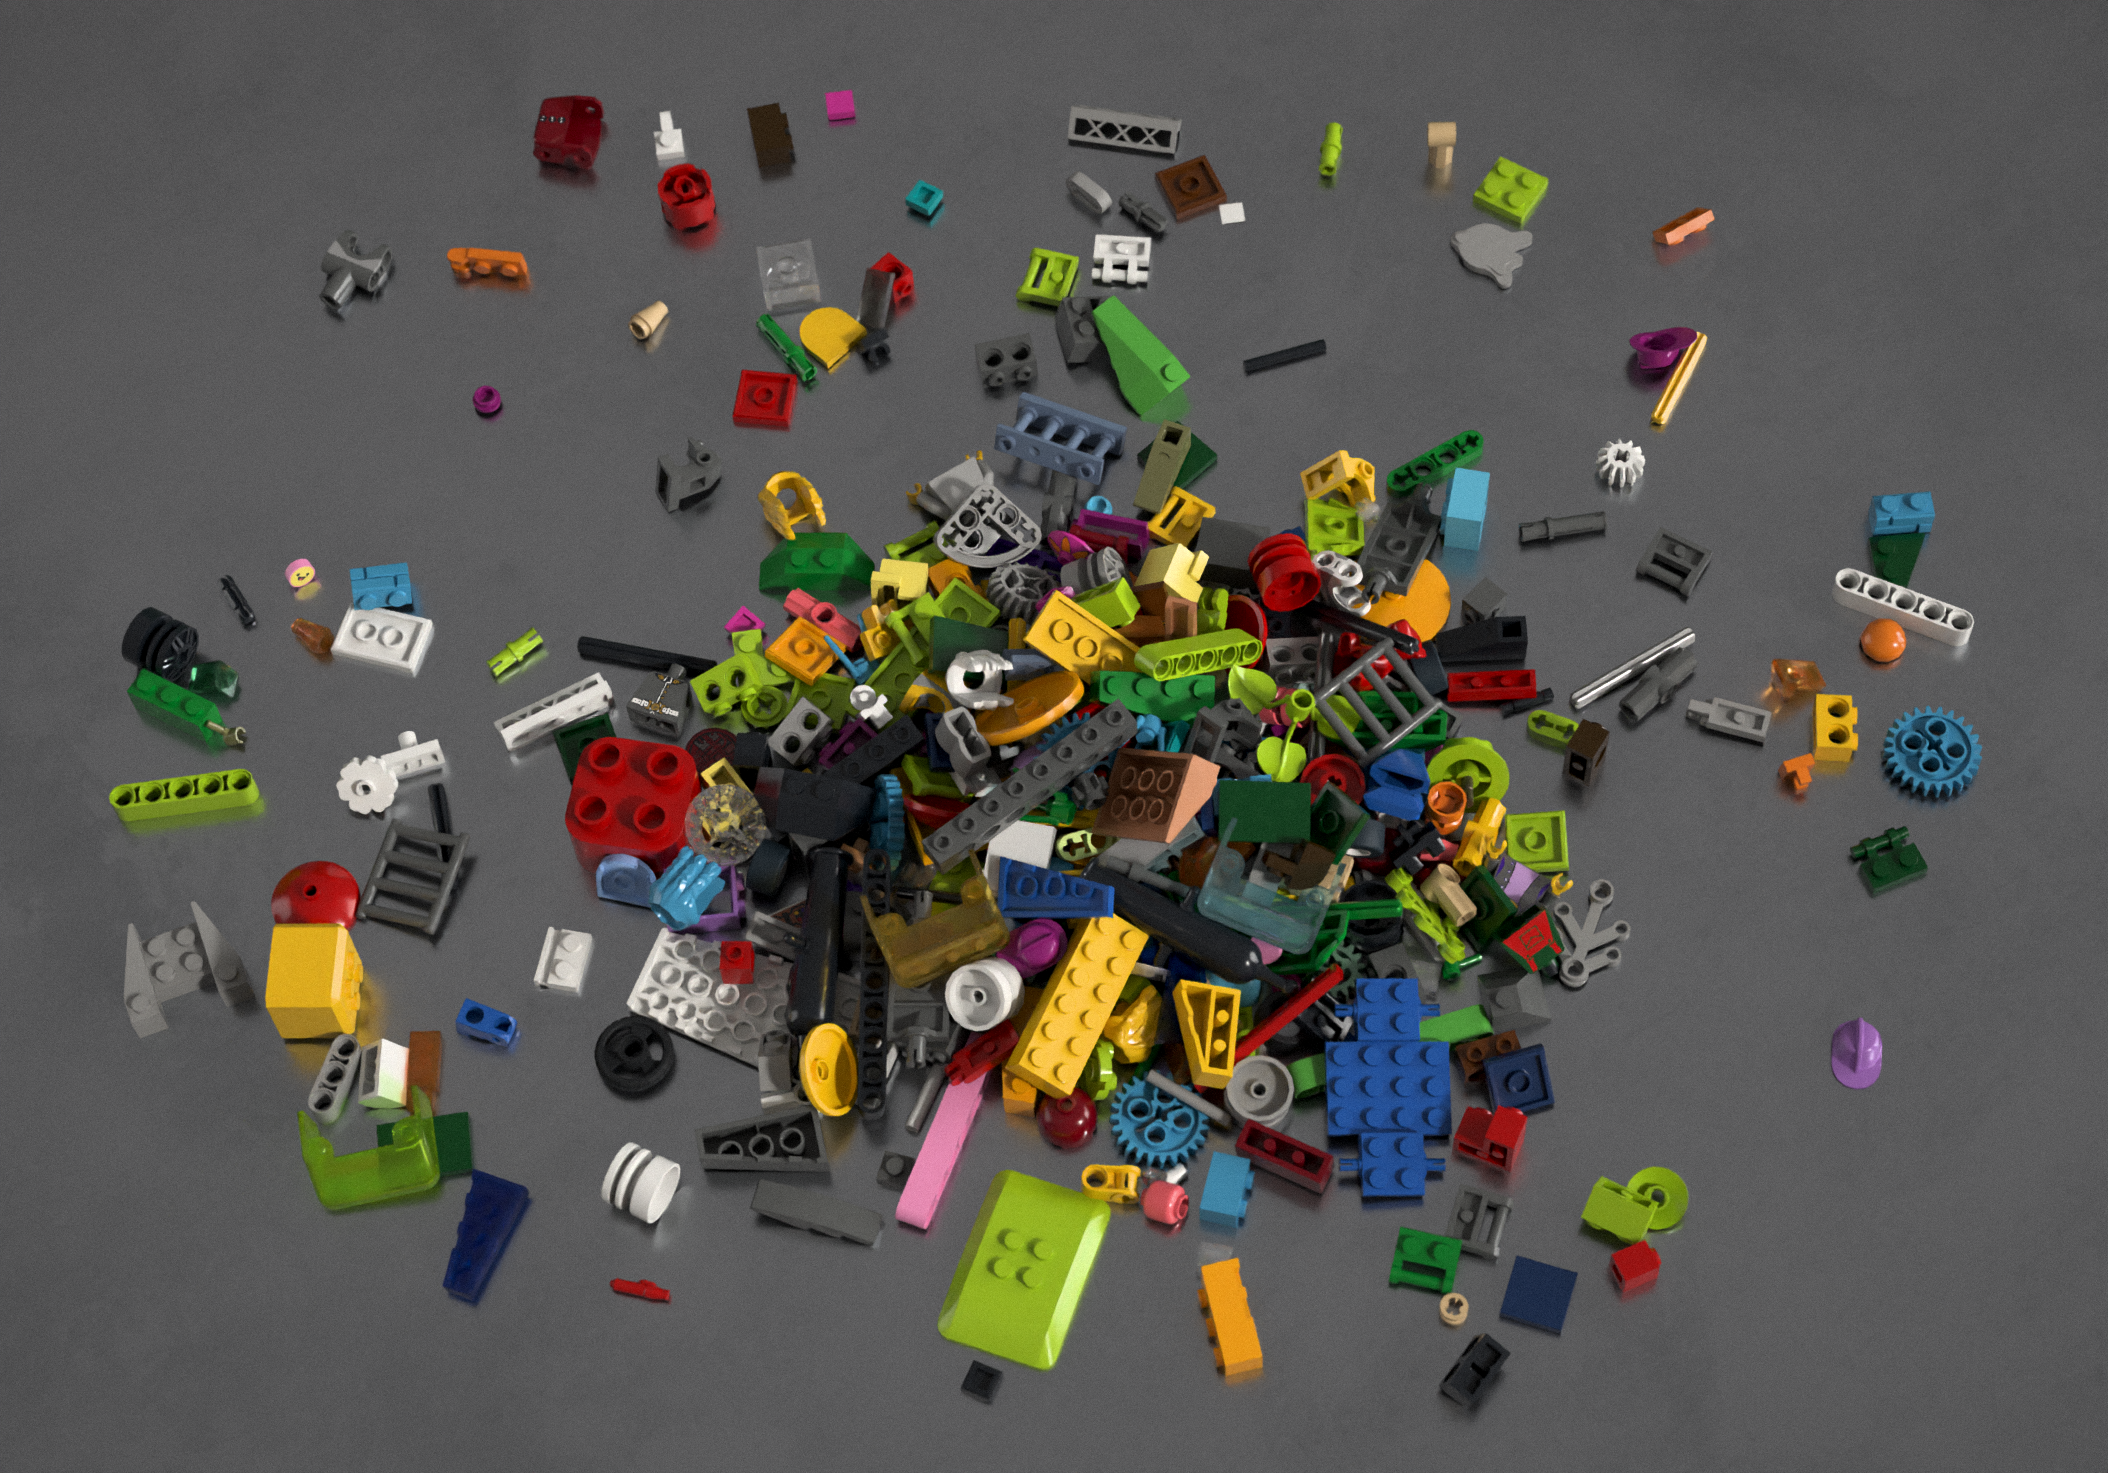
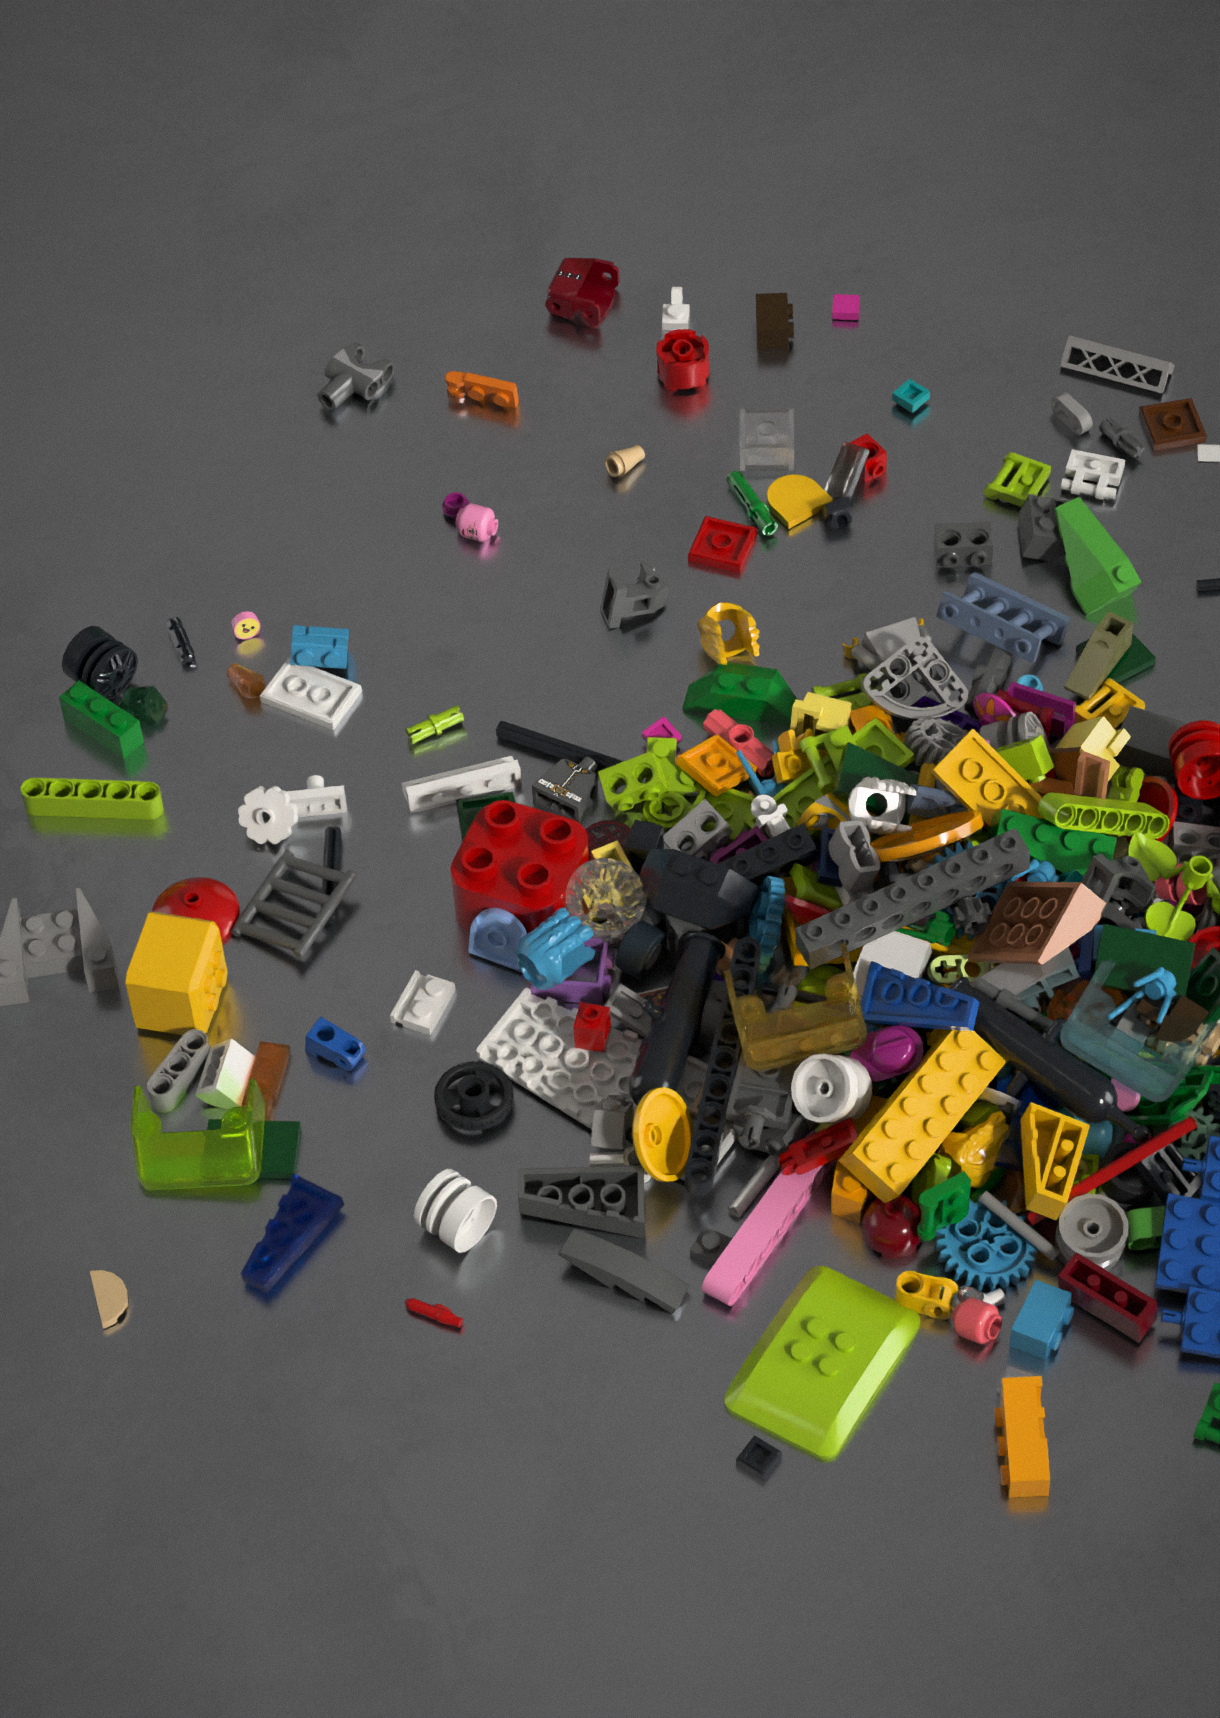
camera: 10 degrees right, 10 degrees down
(229, 735) = (147, 754): olive hand -> none
(318, 1331) = (110, 1296): none -> tan tile
(511, 416) = (476, 522): none -> bright pink head
(1115, 1093) = (950, 1204): none -> green plate
(1282, 837) = (1157, 986): none -> dark azure plant

